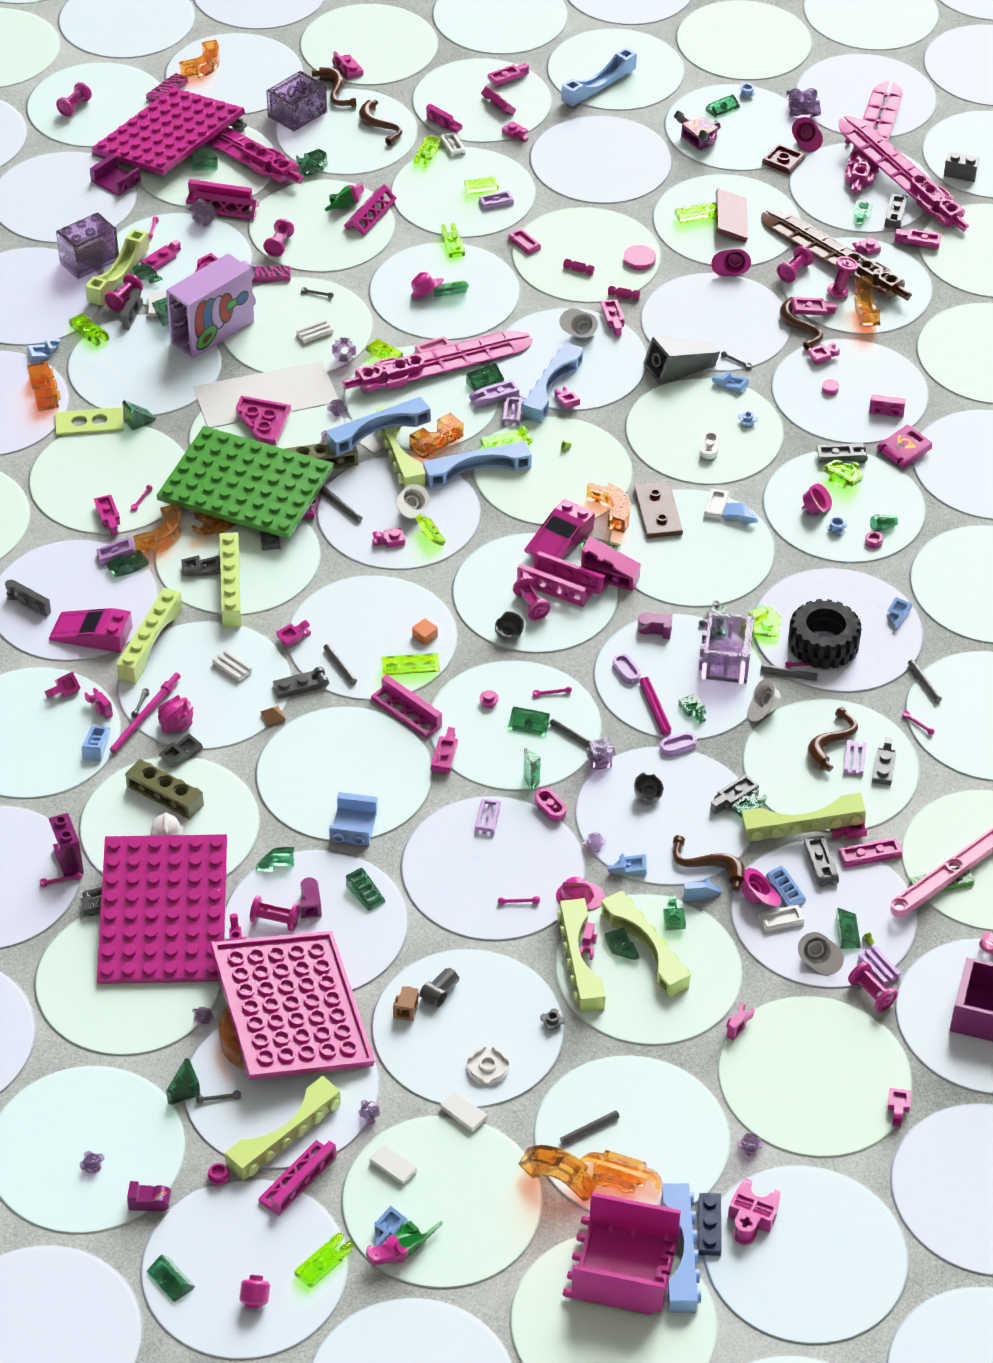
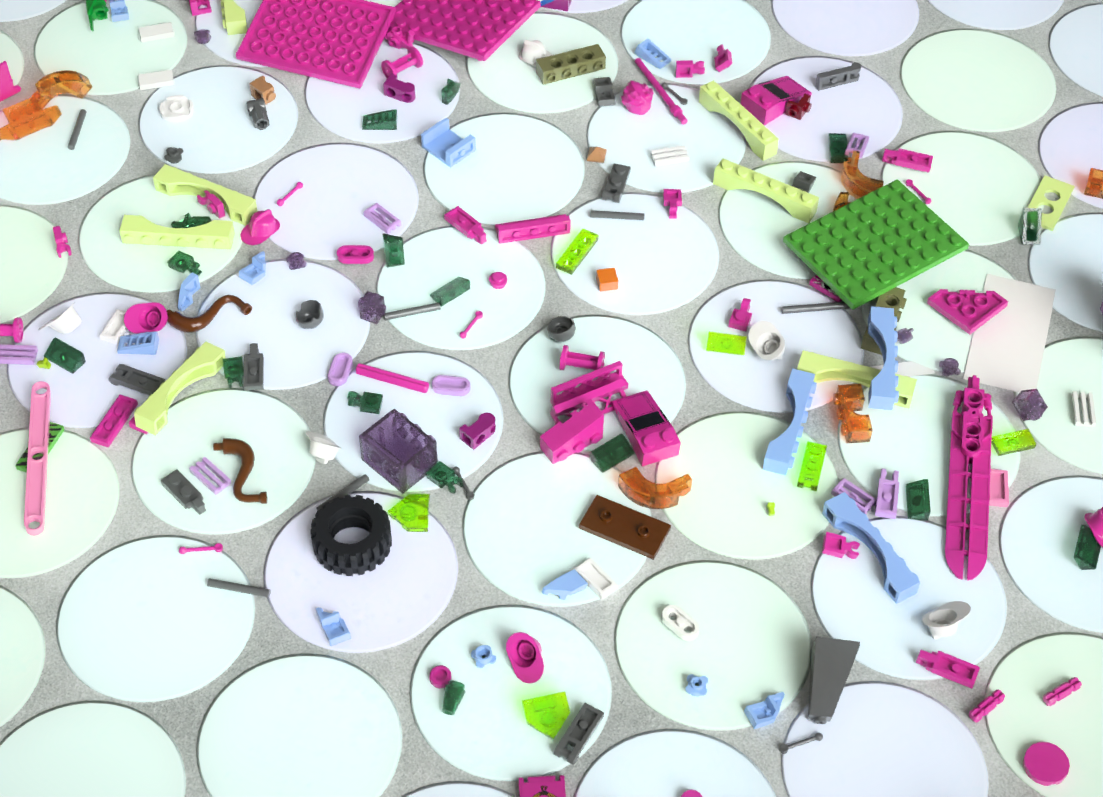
camera: 125 degrees right, 5 degrees up
(93, 602) = (798, 110): none -> dark red bracket

